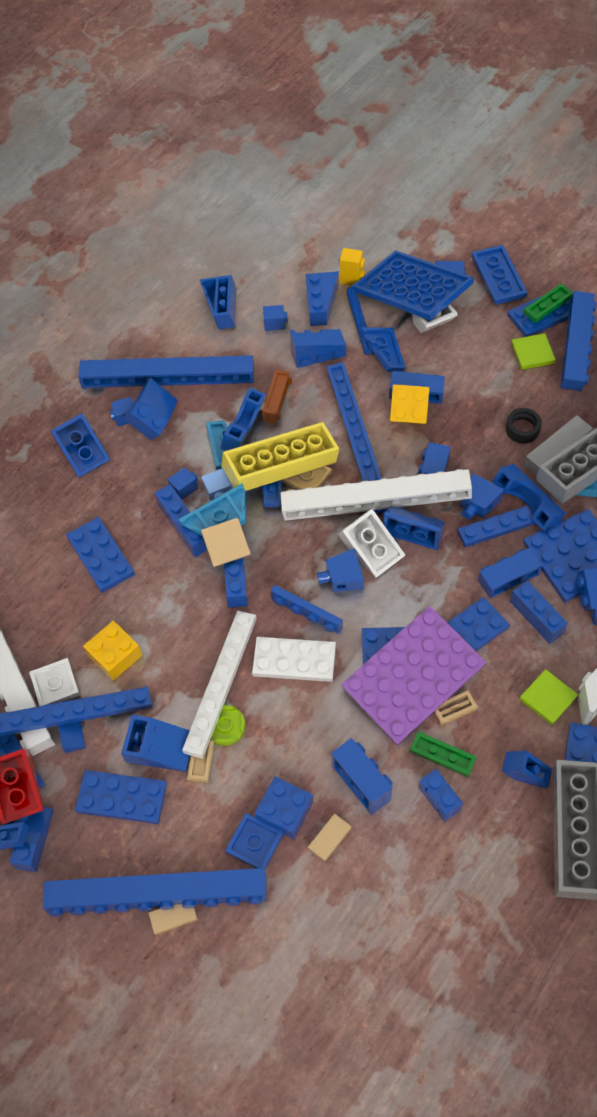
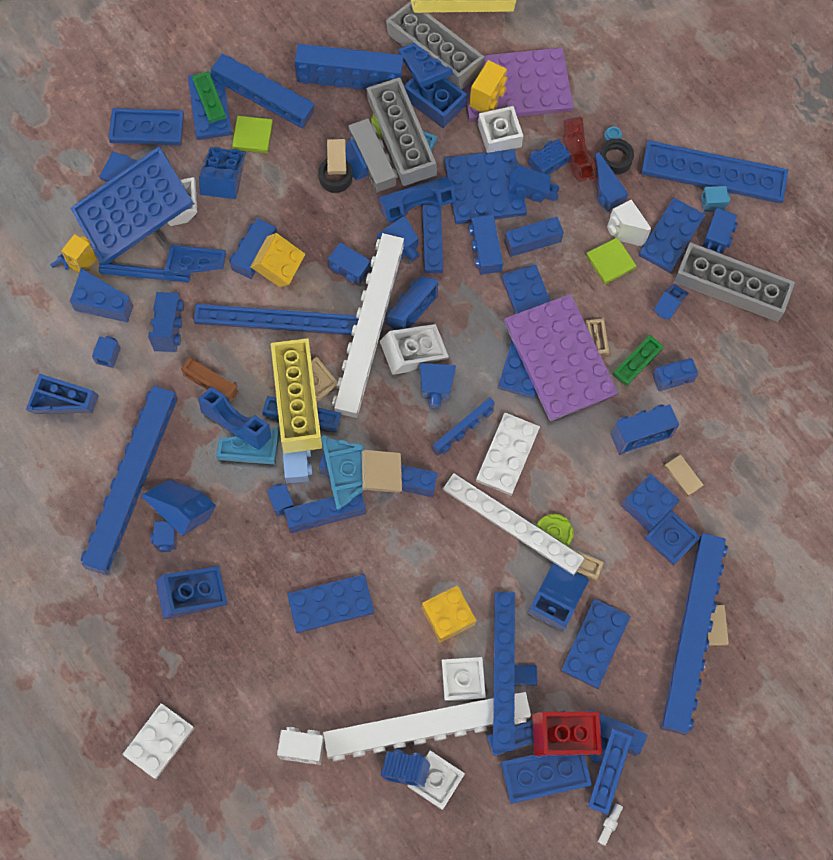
camera: 80 degrees left, 10 degrees up
(480, 340) = (221, 173): none -> blue slope
(538, 415) = (336, 156): none -> tan tile
(546, 434) = (354, 157): none -> blue slope

